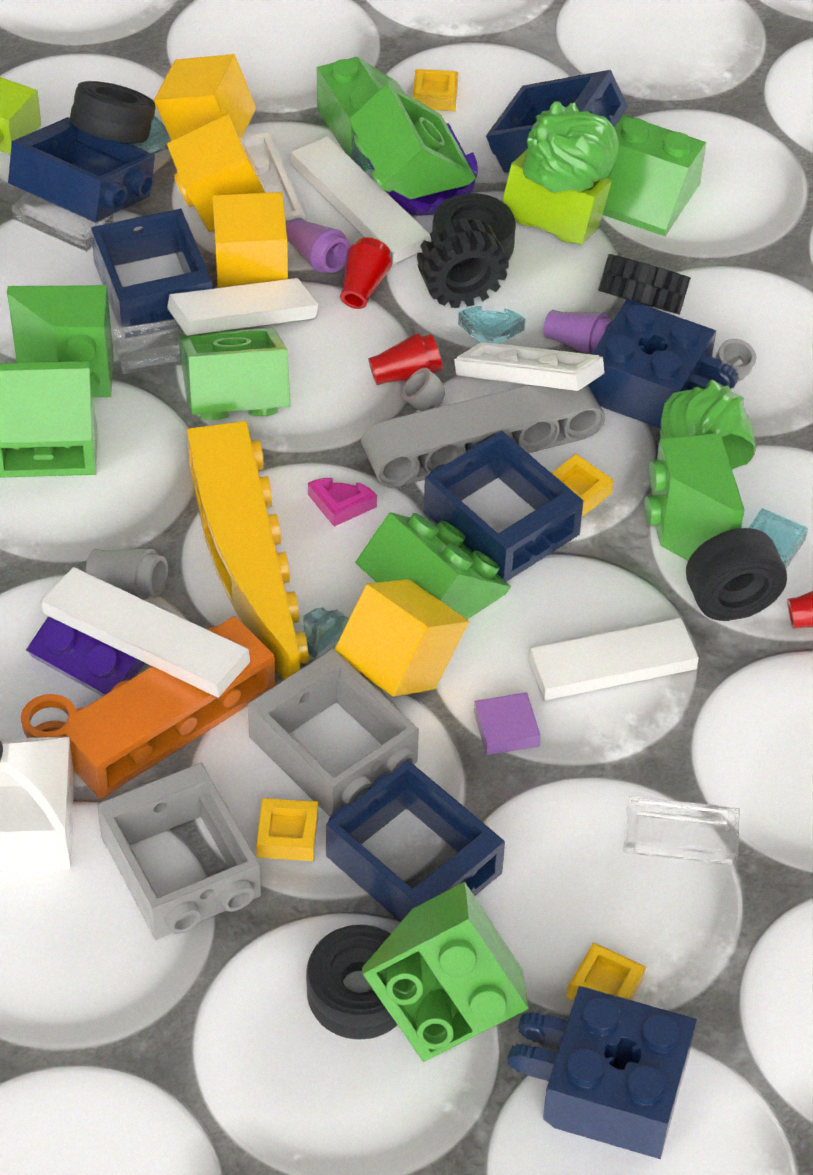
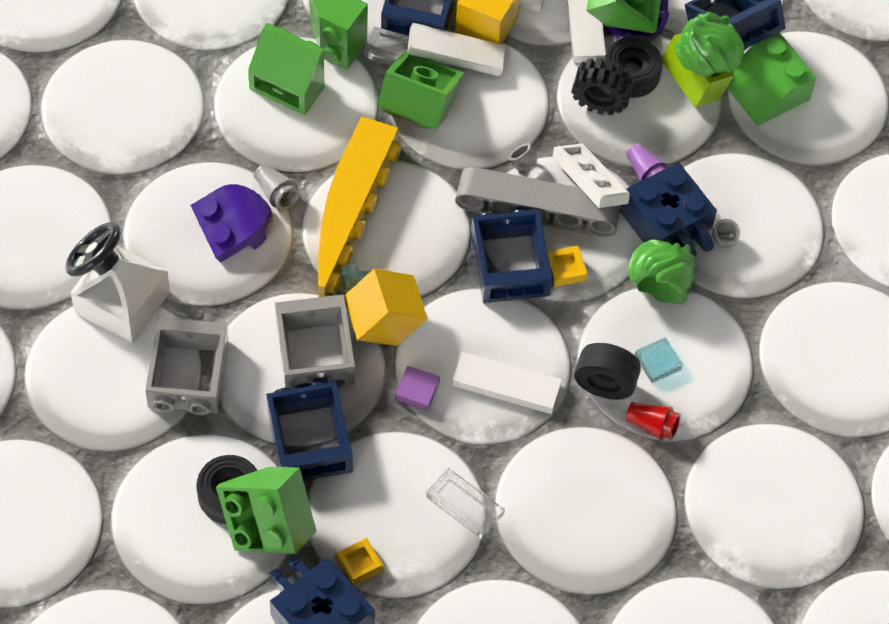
camera: 30 degrees right, 10 degrees up
(146, 632) = (249, 231): white tile -> none
(149, 716) = (234, 278): orange hinge -> none
(287, 829) = (253, 384): yellow plate -> none
(320, 245) = (533, 29): medium lavender cone -> none
(341, 500) = (428, 203): dark pink tile -> none
(365, 269) = (547, 60): red cone -> none
(406, 358) = (533, 132): red cone -> none
(435, 561) = (443, 273): bright green slope -> none
(491, 325) = (599, 134): clear light blue tile -> none
(644, 283) = (702, 156): black tyre -> none
(692, 493) = (618, 306): bright green slope -> none

